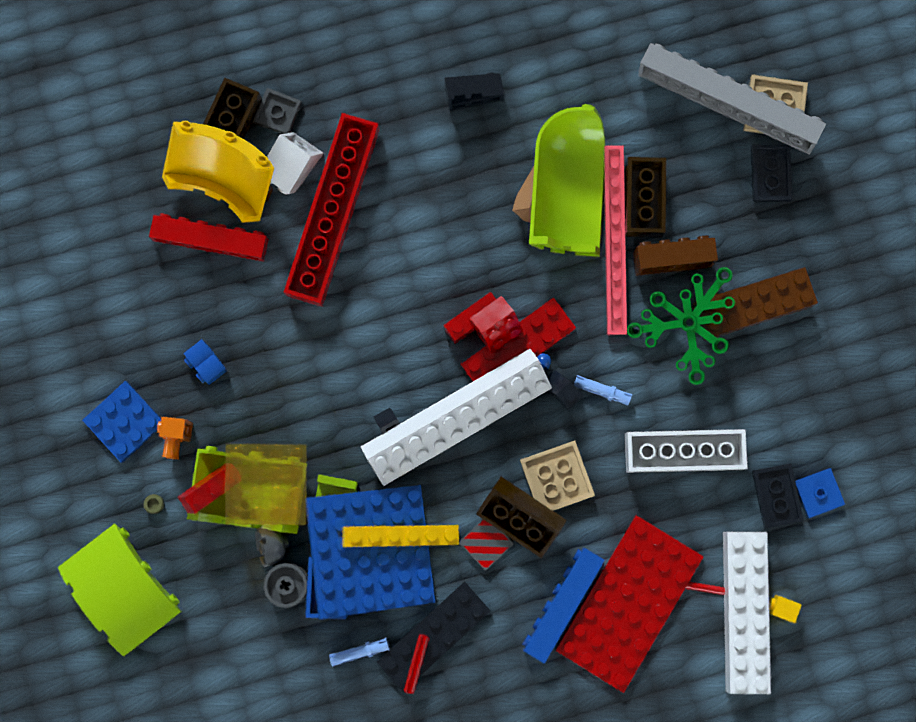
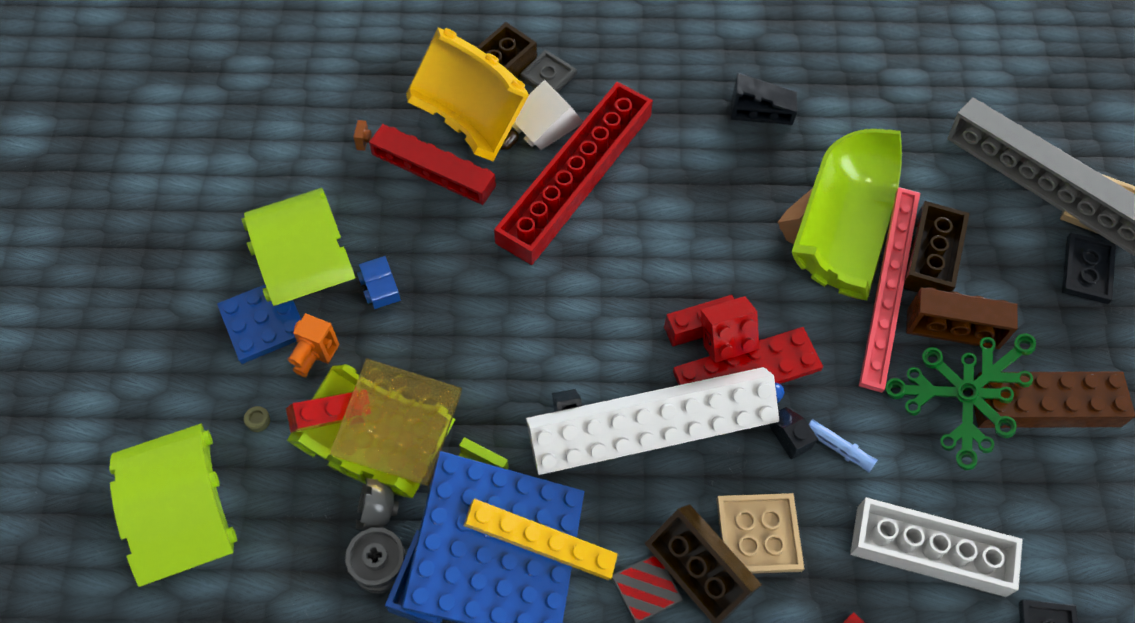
camera: 15 degrees right, 20 degrees down
(127, 353) = (297, 246): none -> lime panel
(139, 228) = (362, 135): none -> dark orange plate

